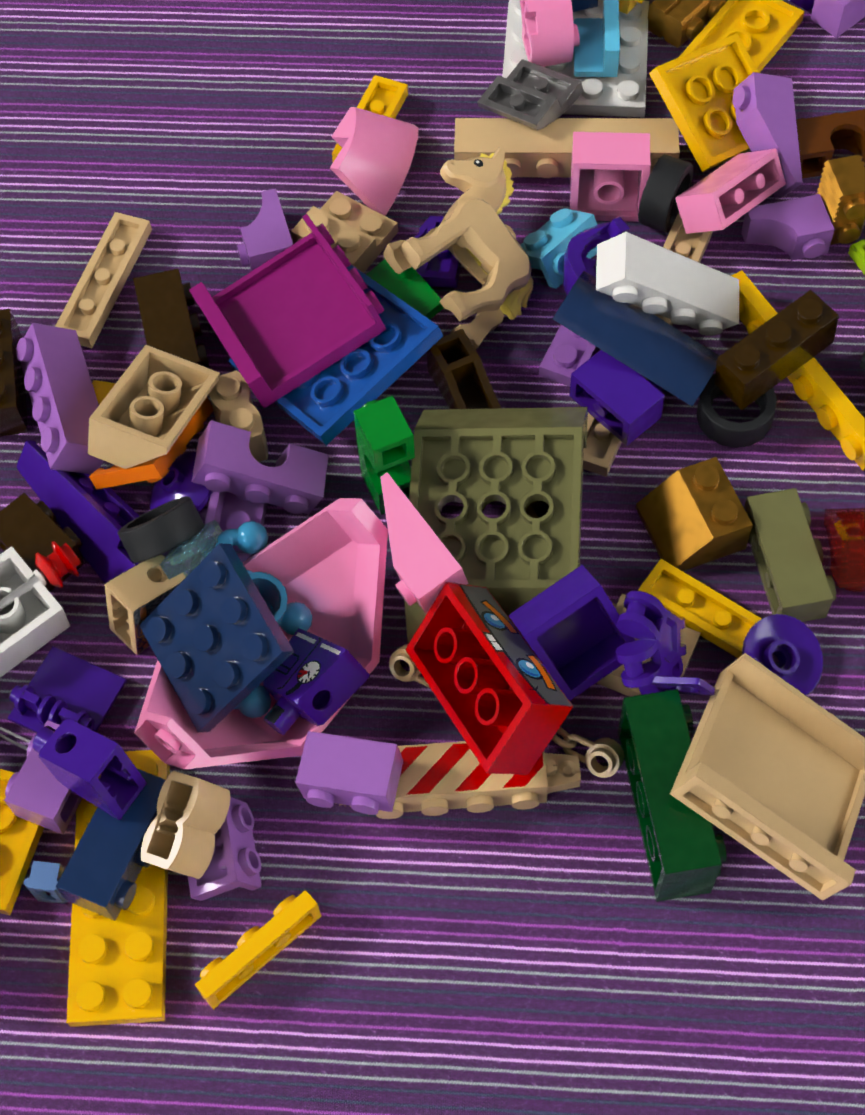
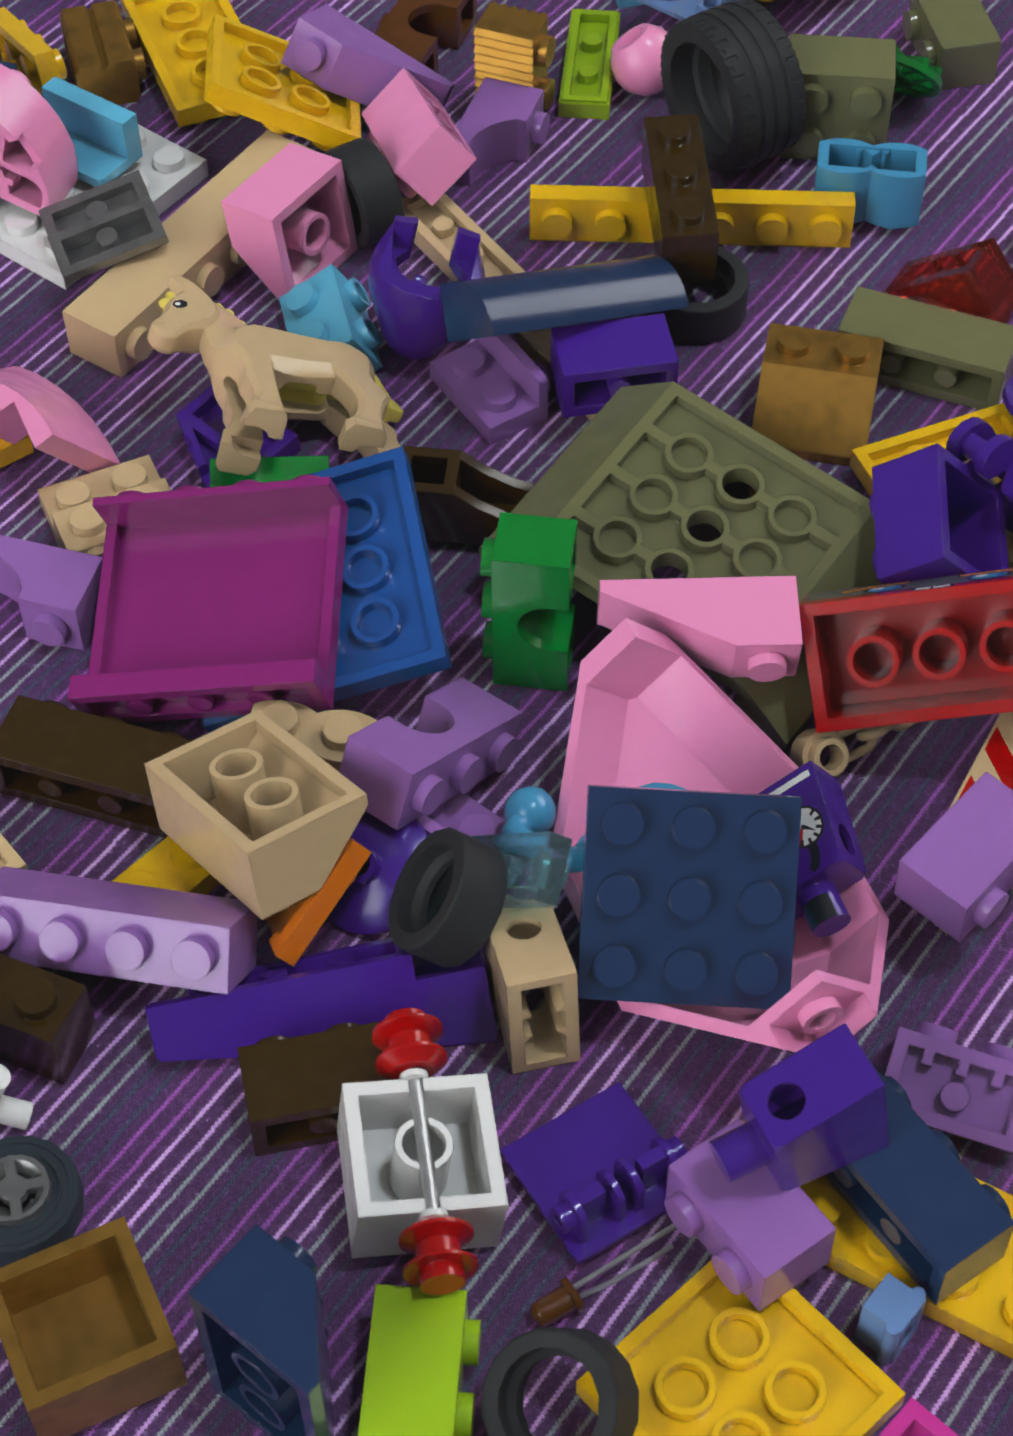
camera: 60 degrees left, 10 degrees down
(185, 825) = (925, 1058): tan brick -> none
(667, 284) = (521, 228): white brick -> none

